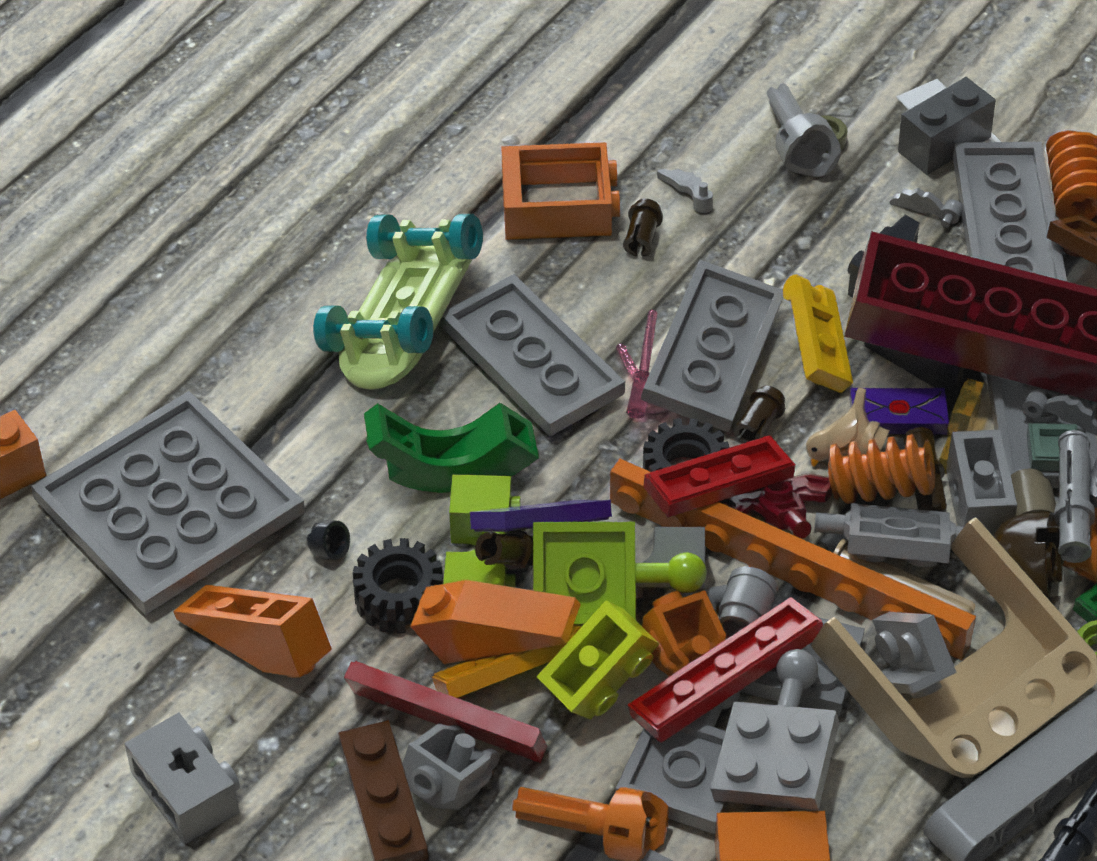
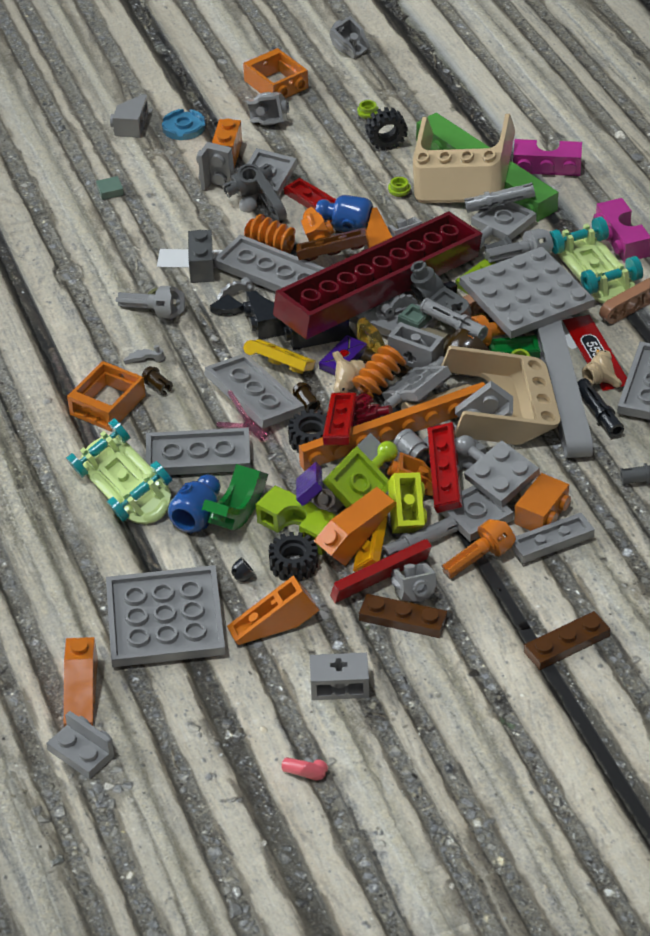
camera: 55 degrees left, 5 degrees down
(417, 398) = (186, 506): none -> blue piece
(562, 725) = (431, 532): none -> light grey pin
(876, 213) = (226, 305): none -> black tile

